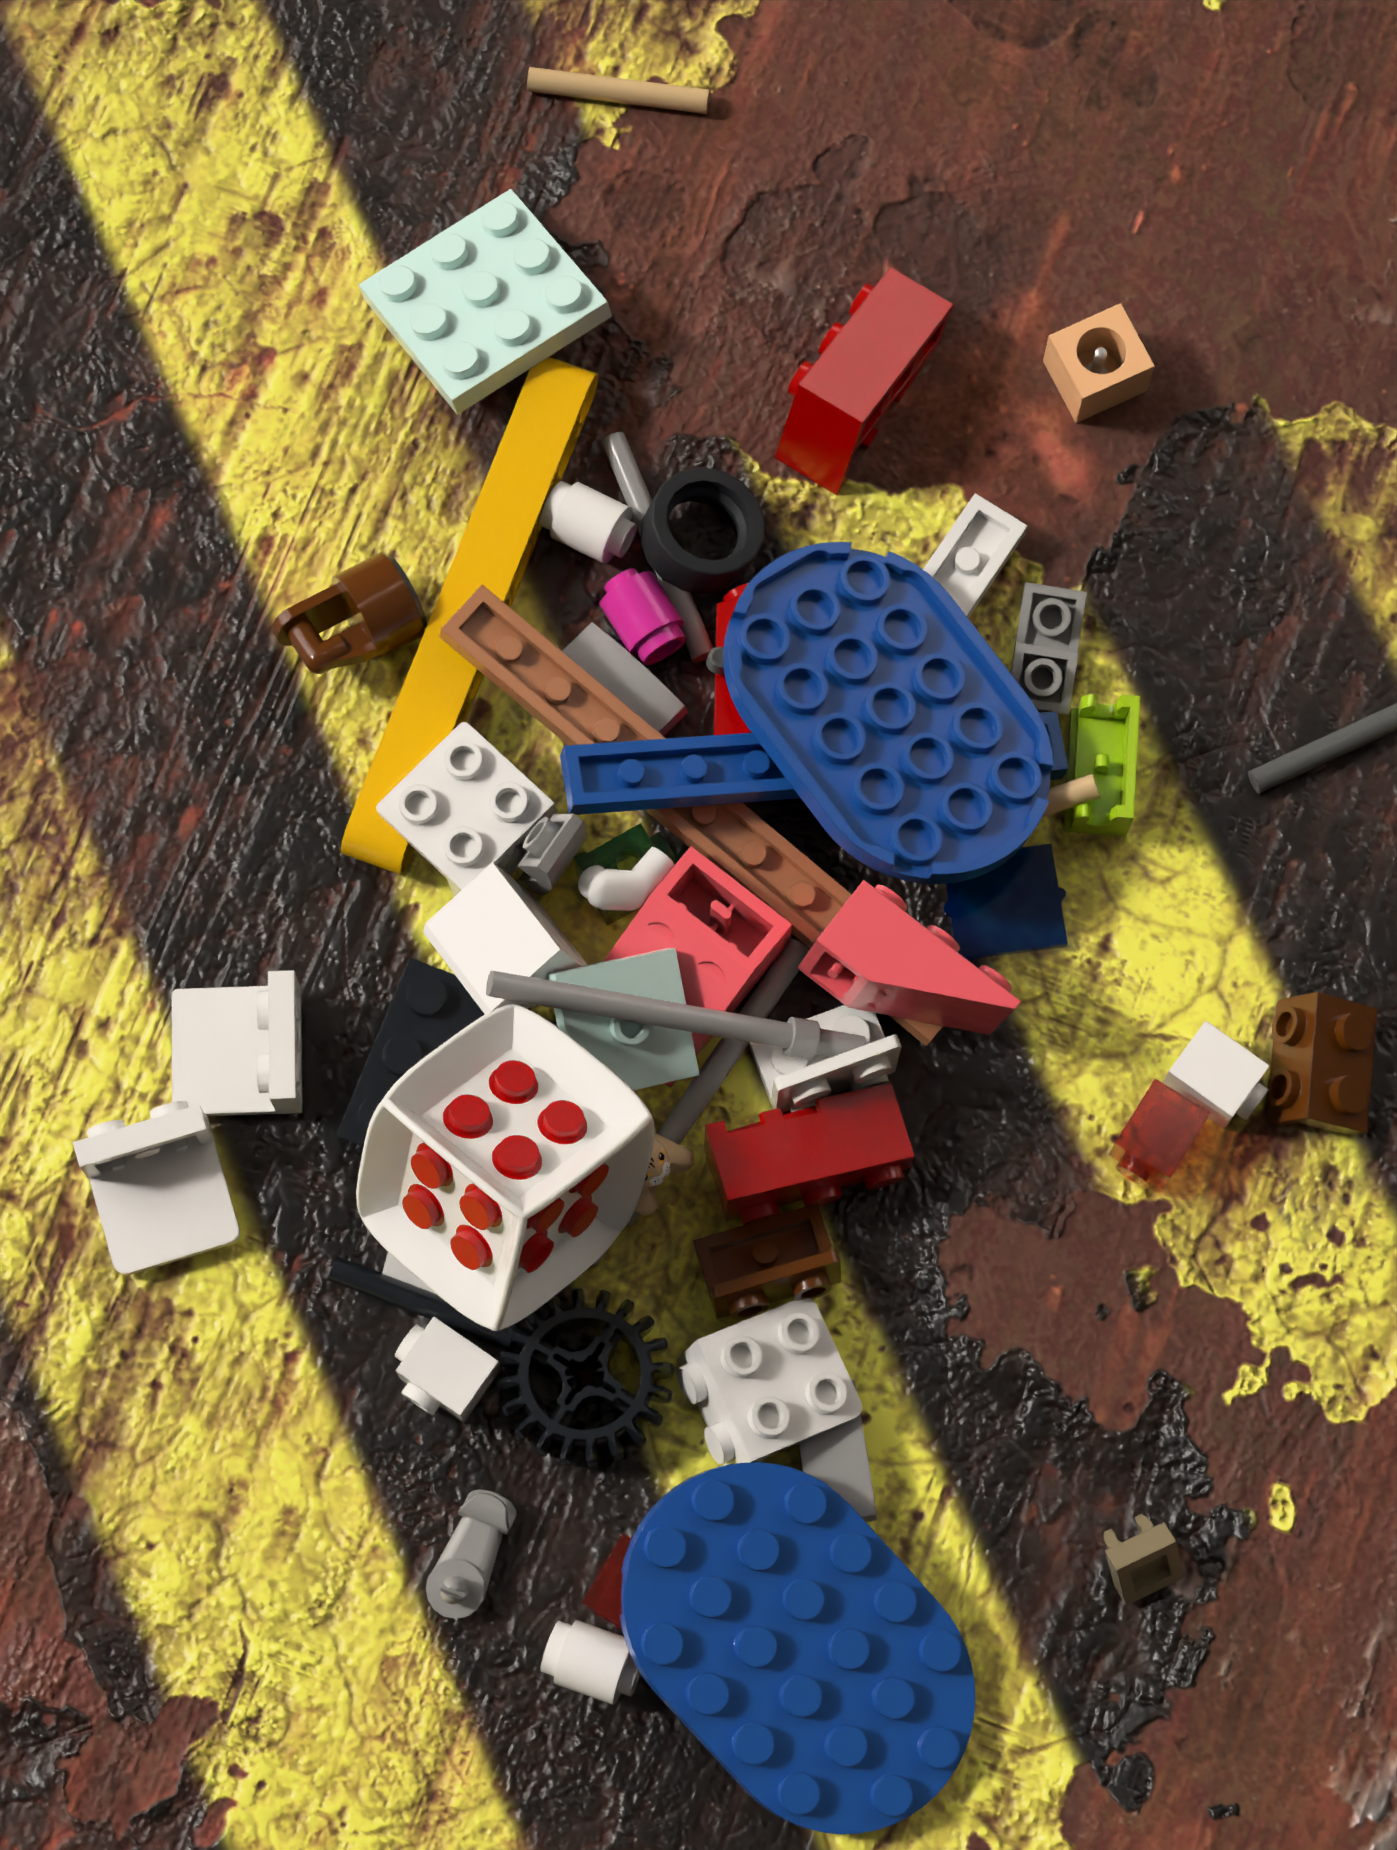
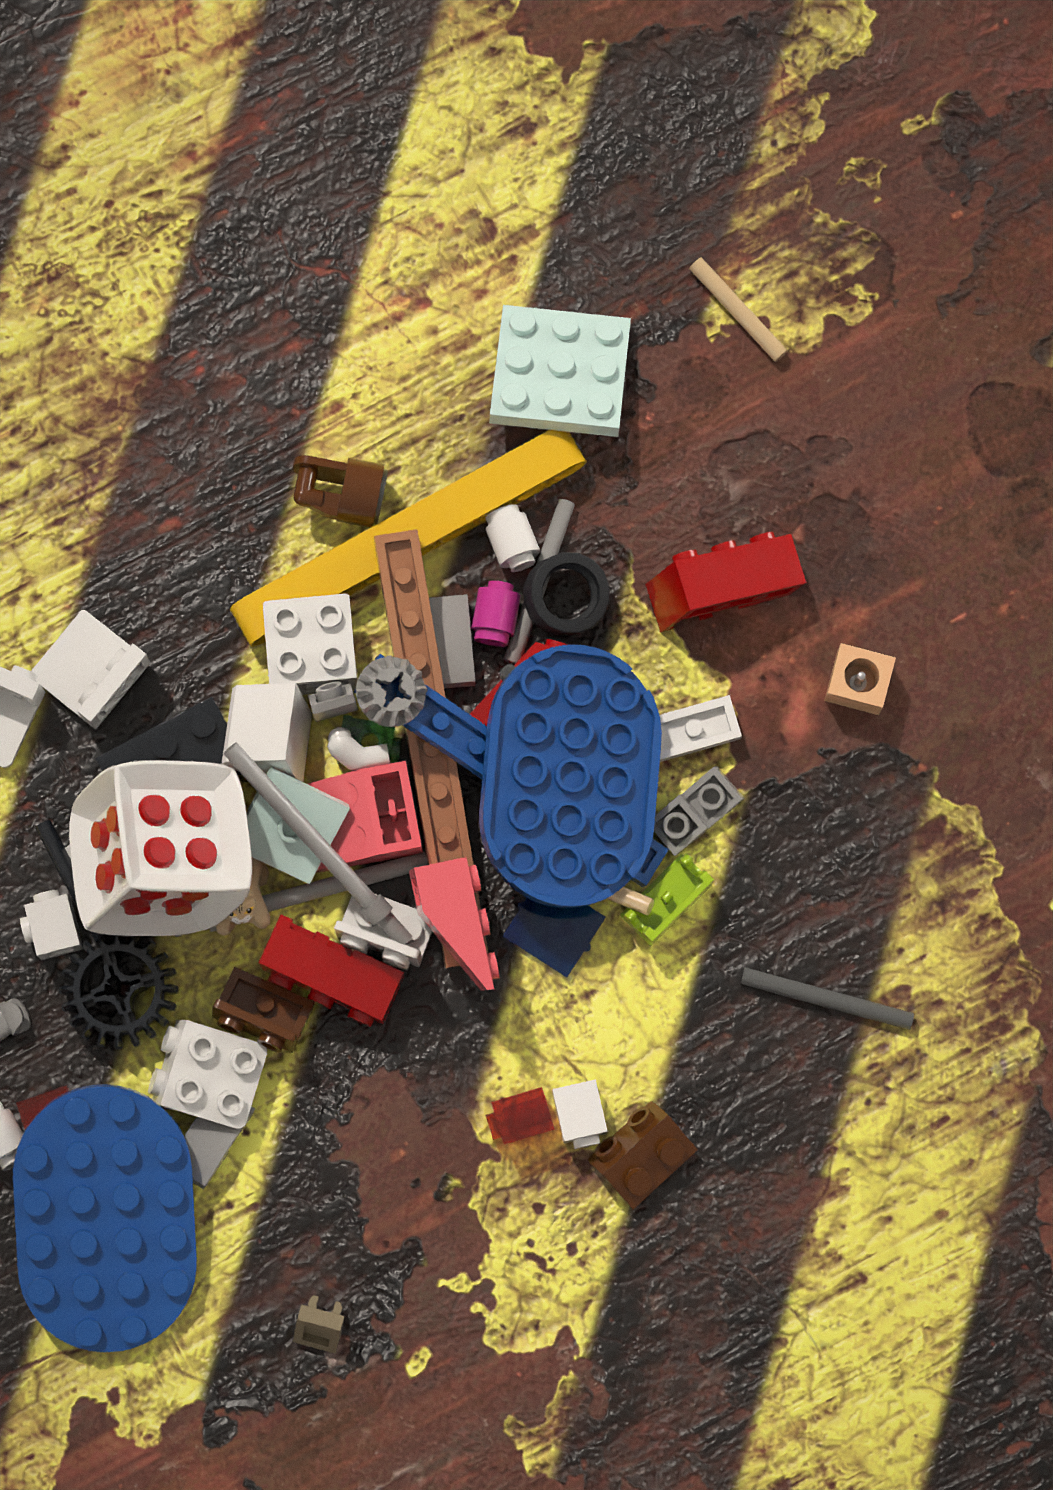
camera: 40 degrees right, 5 degrees up
(599, 795) = (371, 695): none -> light grey gear

